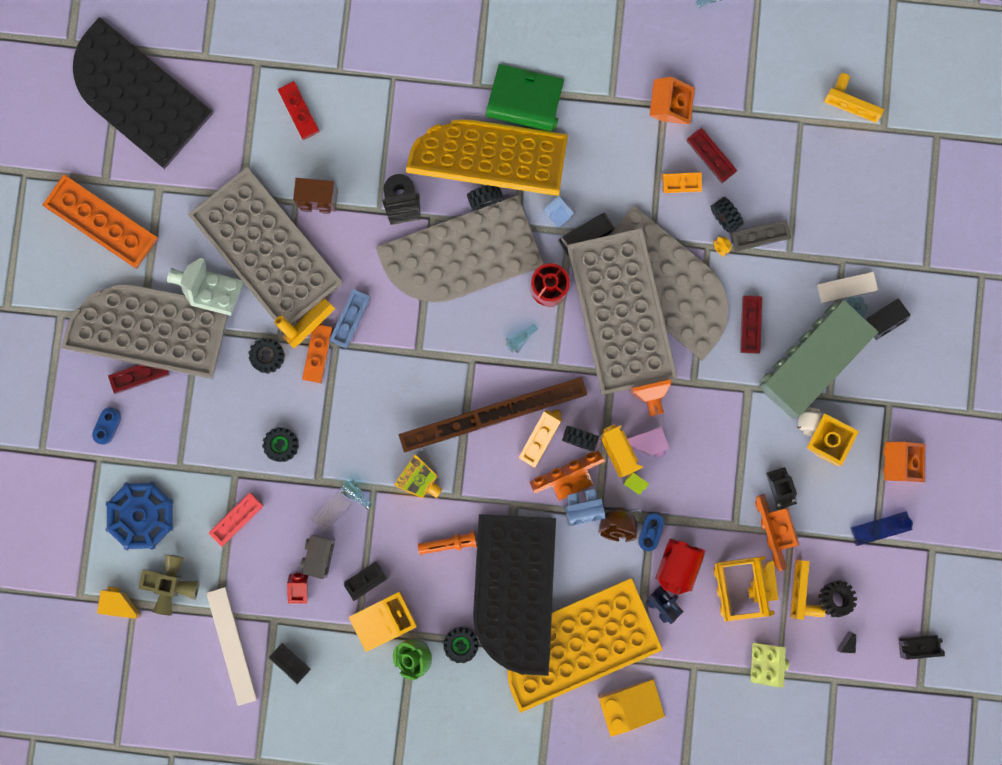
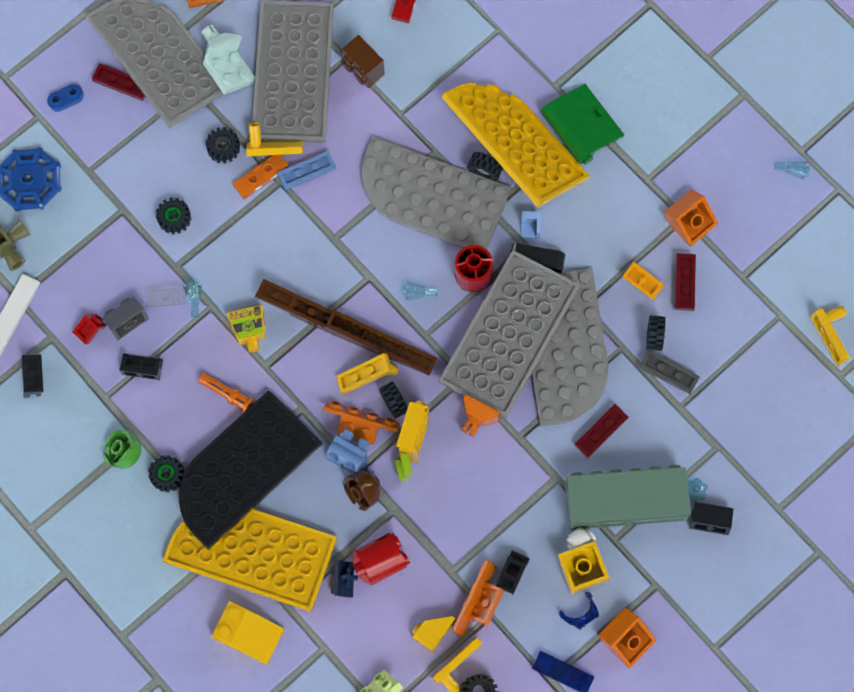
camera: 45 degrees right, 10 degrees down
(236, 519) = (92, 241): coral plate -> none
(383, 621) = (128, 405): yellow slope -> none
(401, 207) = (417, 122): black piece -> none
(650, 442) = (443, 449): lavender slope -> none
(651, 532) = (381, 514): blue plate -> none
(722, 245) = (632, 354): yellow plate -> none
(759, 576) = (397, 609): yellow window -> none
(847, 287) = (703, 468): white tile -> none
(863, 481) = (582, 621): none -> clear blue helmet

